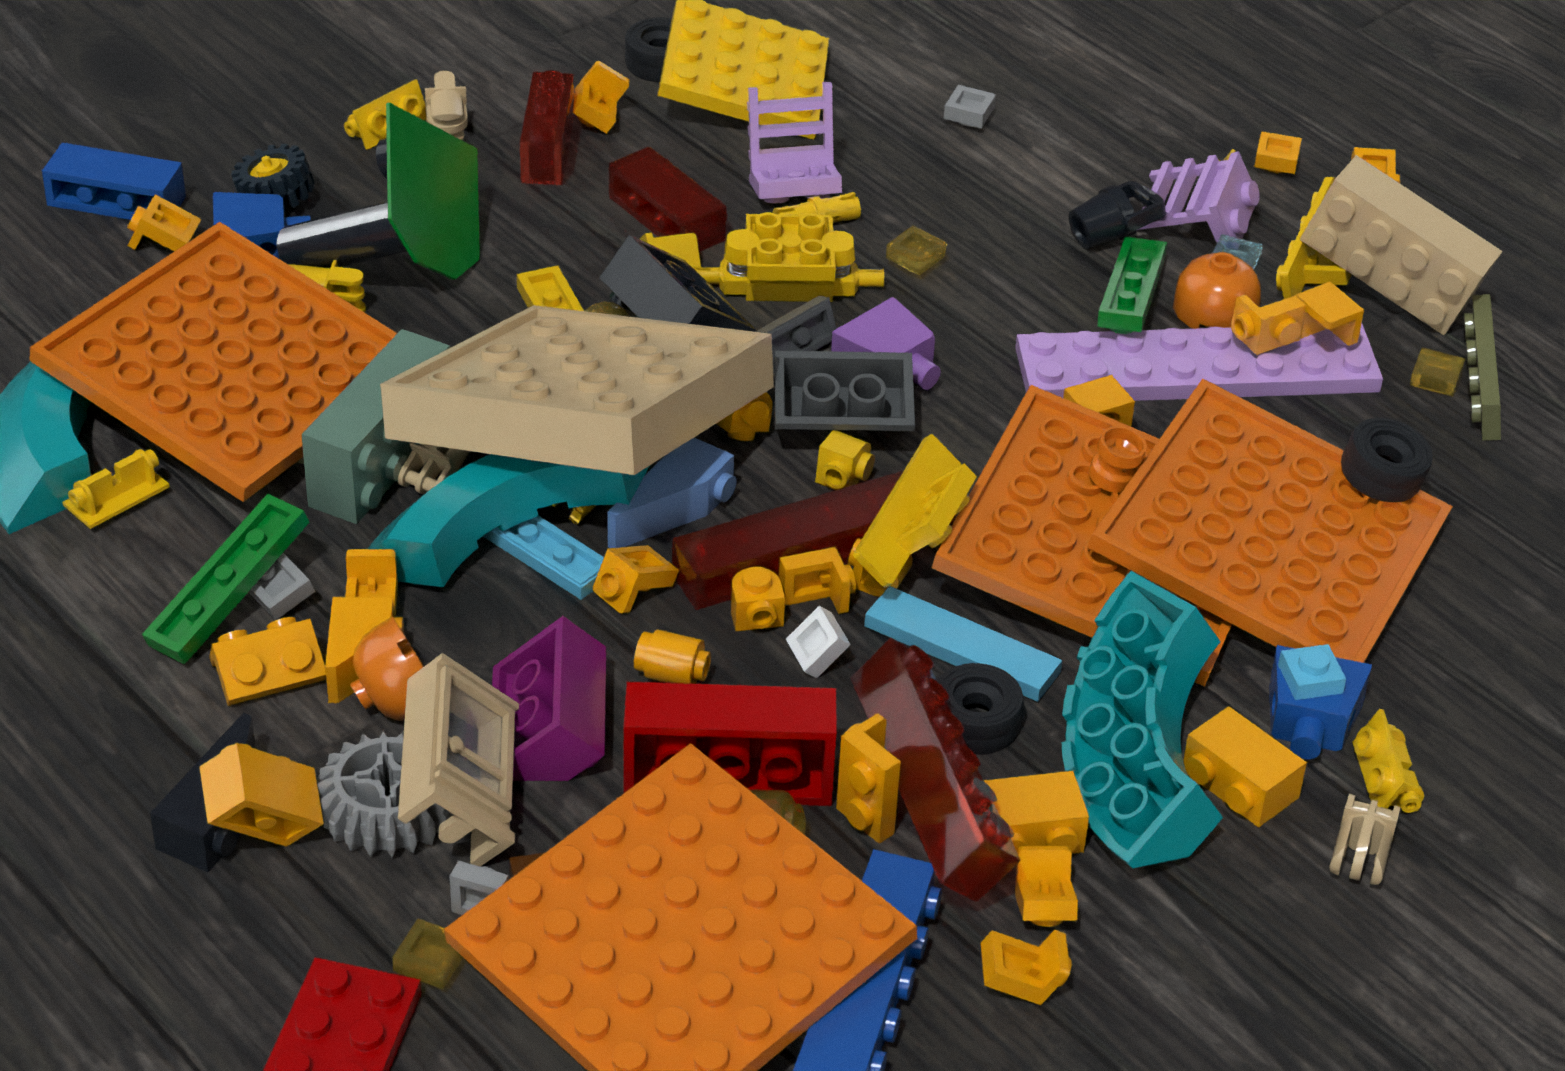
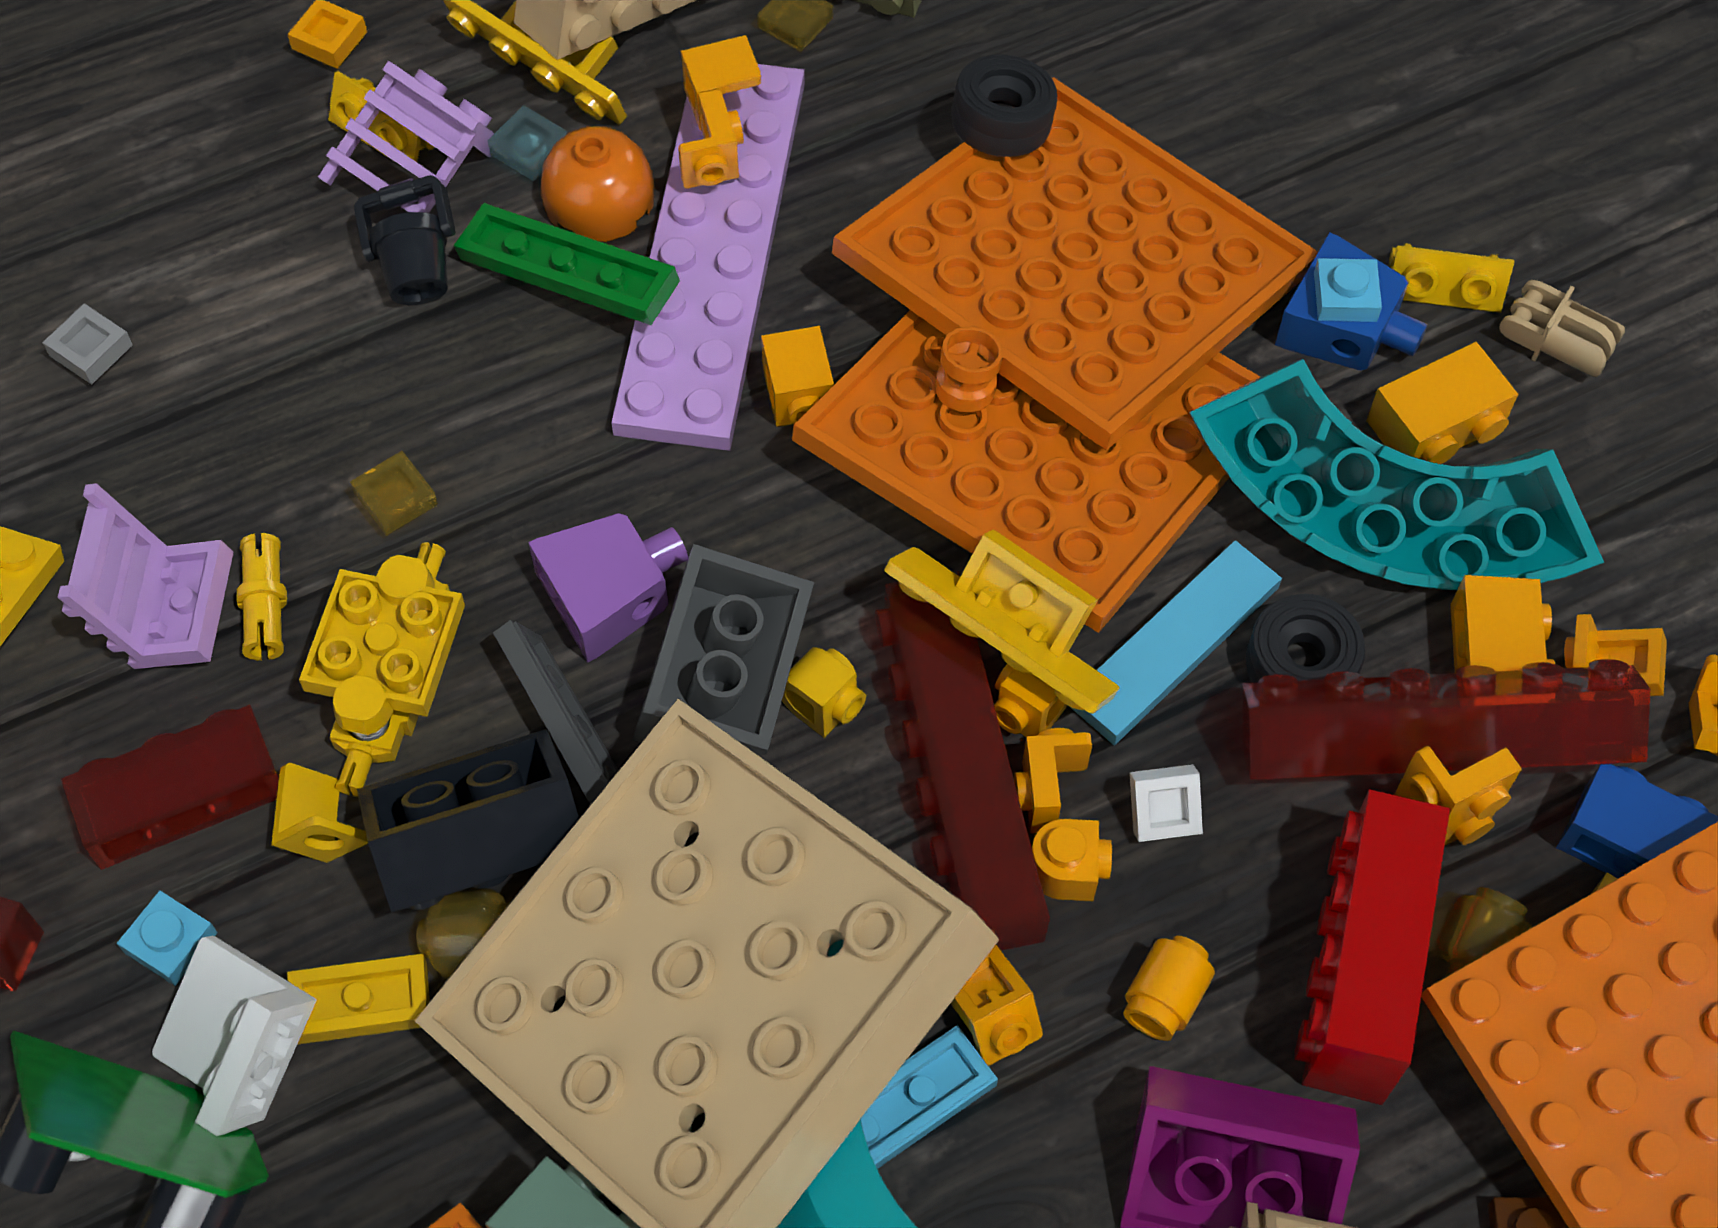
camera: 75 degrees left, 20 degrees up
(499, 247) = (232, 1033): none -> white bracket
(570, 226) = (165, 937): none -> medium azure plate

